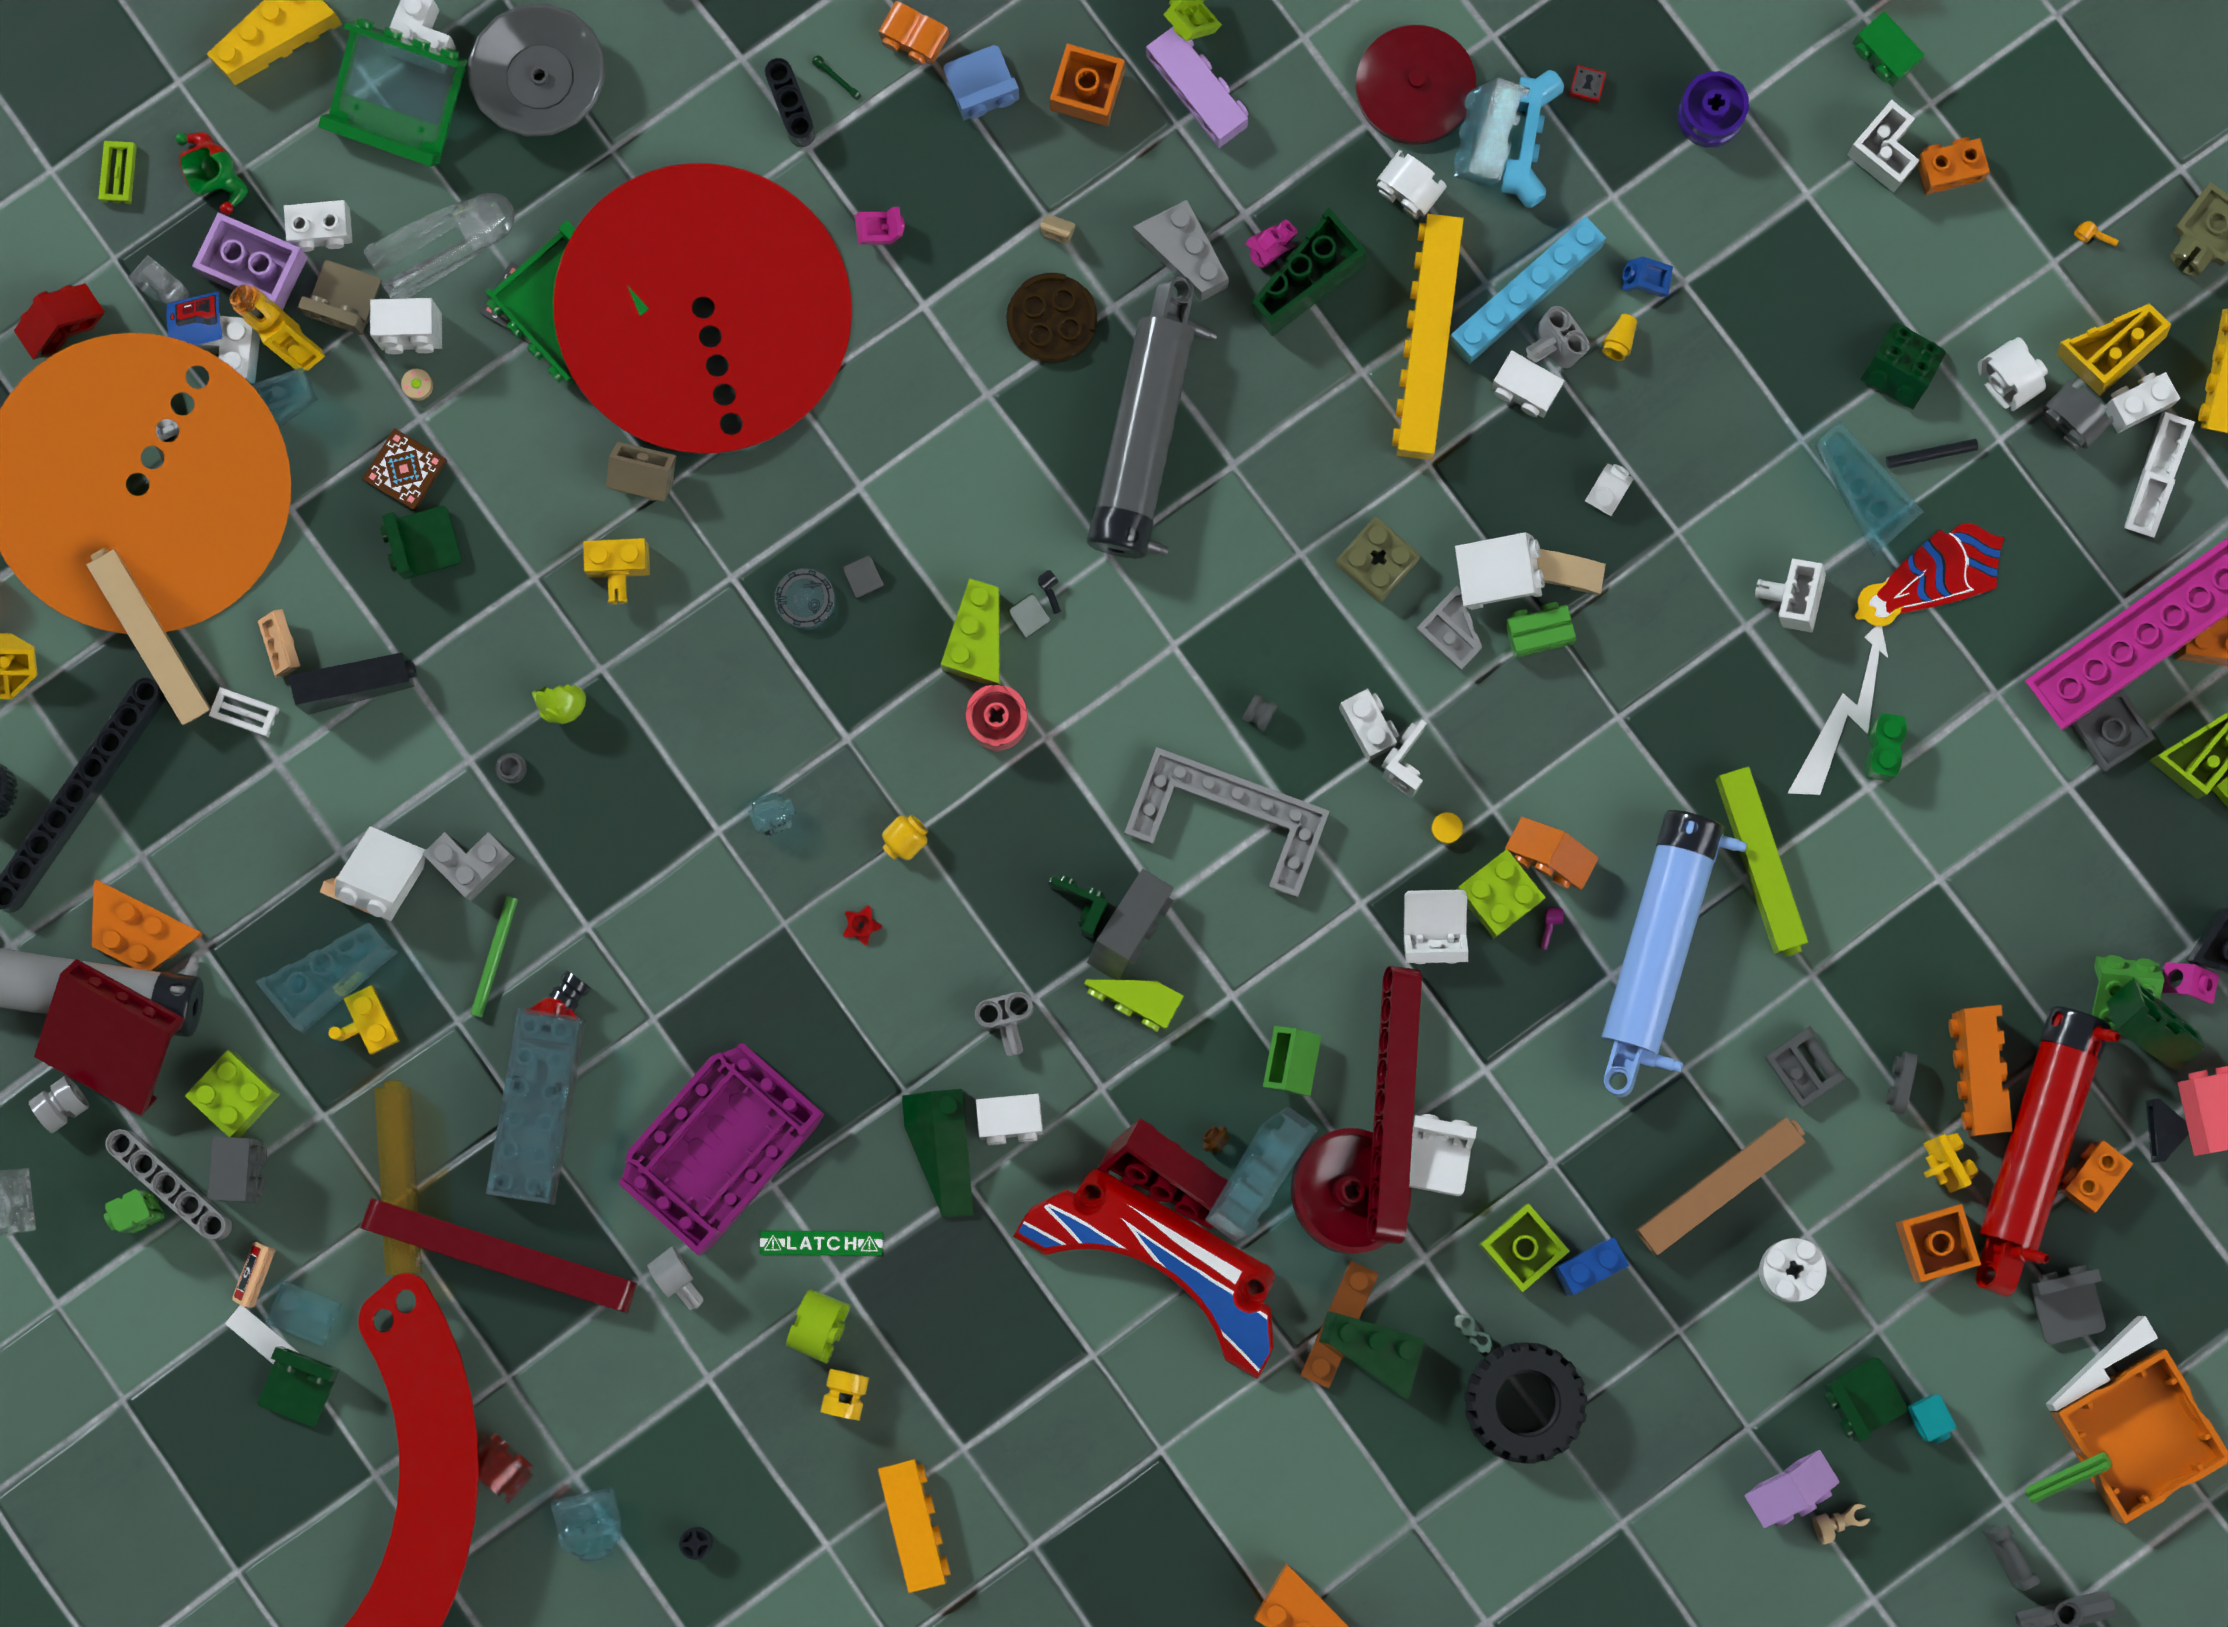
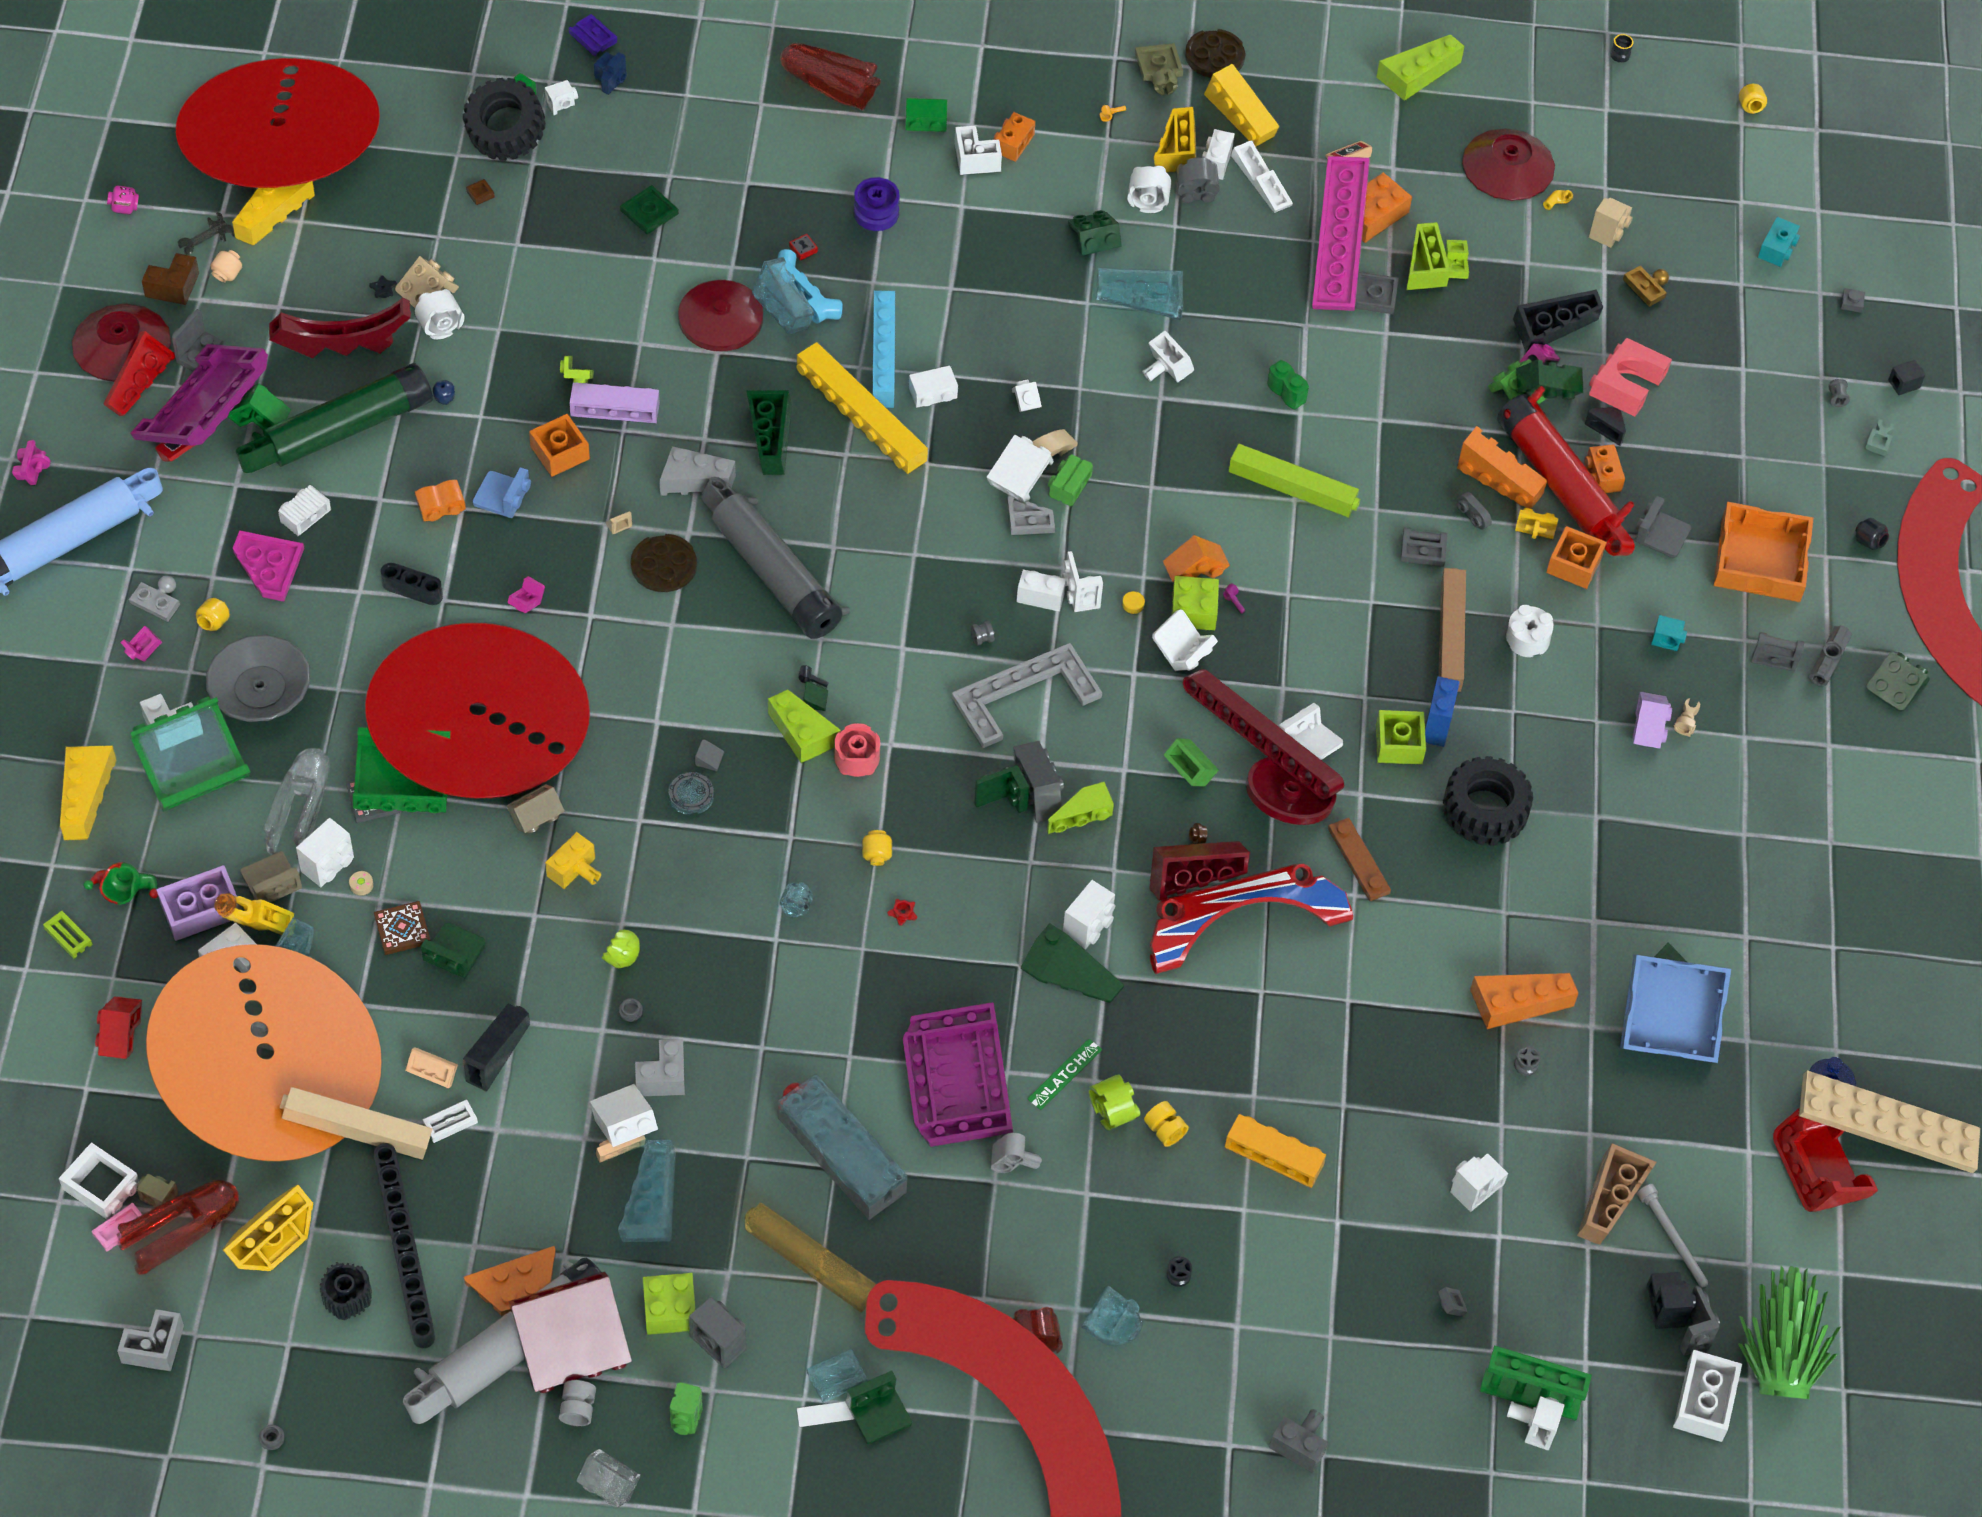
camera: 55 degrees left, 25 degrees down
(154, 1181) = (697, 1375): light grey beam -> none
(160, 280) = (158, 960): clear leg -> none
(195, 319) = (201, 944): sticker -> none
(253, 1274) = (786, 1382): light nougat slope -> none
(318, 225) = (217, 851): white brick -> none
(369, 1021) = (699, 1200): yellow plate -> none
(494, 956) = (730, 1106): bright green bar -> none
(498, 1255) = (909, 1232): dark red beam -> none
(570, 990) = (790, 1074): black wheel -> none
(818, 61) = (439, 554): dark green hinge -> none
(1006, 1020) = (1028, 879): light grey beam -> none
(1260, 1173) = (1240, 814): clear light blue wedge -> none
(1272, 243) = (736, 435): dark pink hips -> none
(1377, 1351) = (1391, 845): dark green wedge -> none
(1378, 579) = (945, 514): olive brick -> none
(1410, 184) = (773, 350): white brick -> none
(1467, 1328) = (1428, 802): sand green piece -> none
(1558, 337) = (924, 353): light grey beam -> none
(1620, 338) = (952, 332): yellow cone -> none
(1647, 276) = (931, 295): blue bracket -> none
(1661, 944) = (1295, 552): light blue piece -> none
(1816, 766) = (1265, 423): white sticker -> none
(1864, 1399) = (1630, 655): dark green bracket -> none
(1932, 453) = (1155, 252): black bar -> none
(1936, 574) = (1217, 302): red sticker -> none
(2068, 1477) = (1757, 594): bright green axle -> none
(2093, 1375) = (1710, 545): white slope -> none

